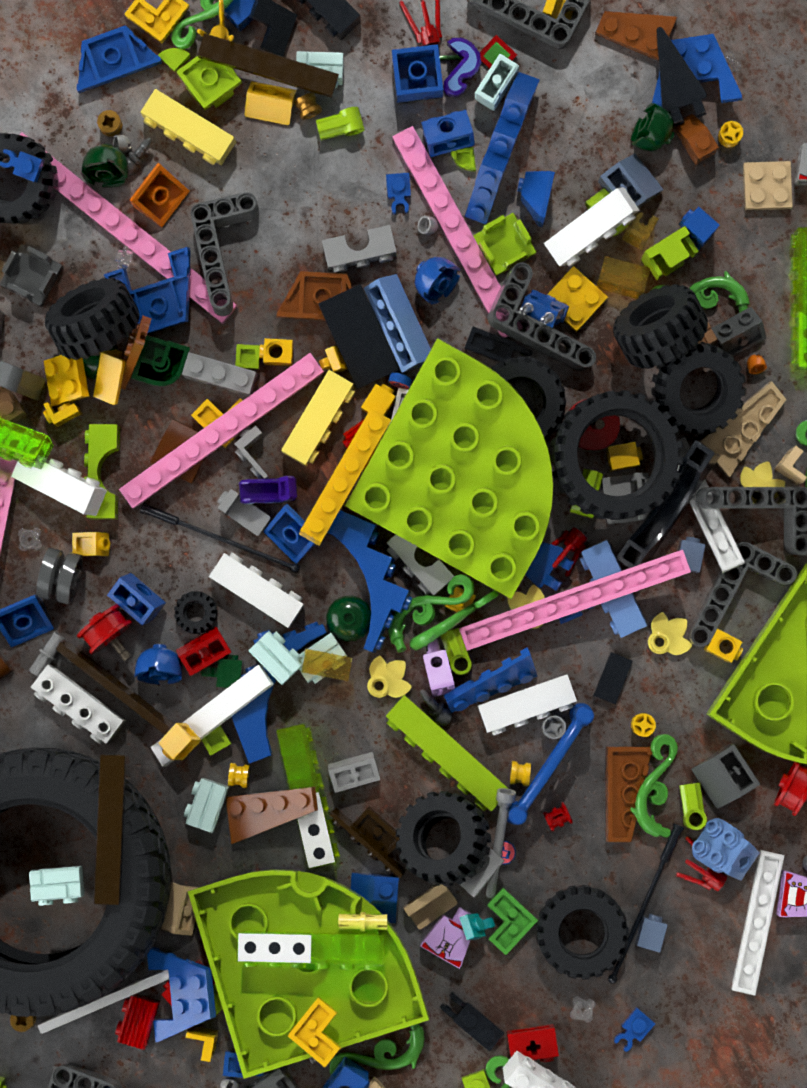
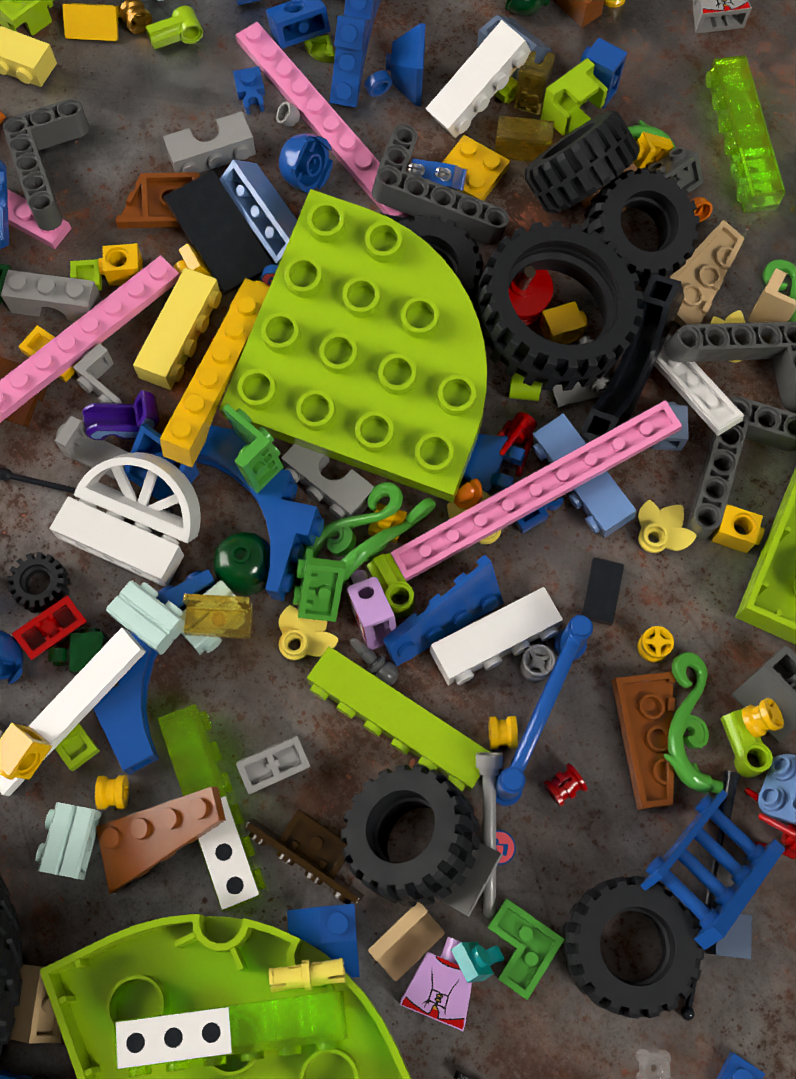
camera: 15 degrees left, 15 degrees down
(275, 568) = (139, 510): none -> white window
(368, 556) = (259, 458): none -> bright green bracket
(402, 651) = (319, 587): none -> bright green bracket
(504, 243) = (377, 116): lime panel -> none
(508, 205) = (378, 83): none -> blue tile
(526, 590) = (469, 494): none -> orange piece
(667, 900) = (746, 878): none -> blue fence
(706, 792) = (762, 717): none -> yellow wheel
(723, 308) = (652, 149): none -> yellow bracket
(767, 185) = (667, 34): tan plate -> none

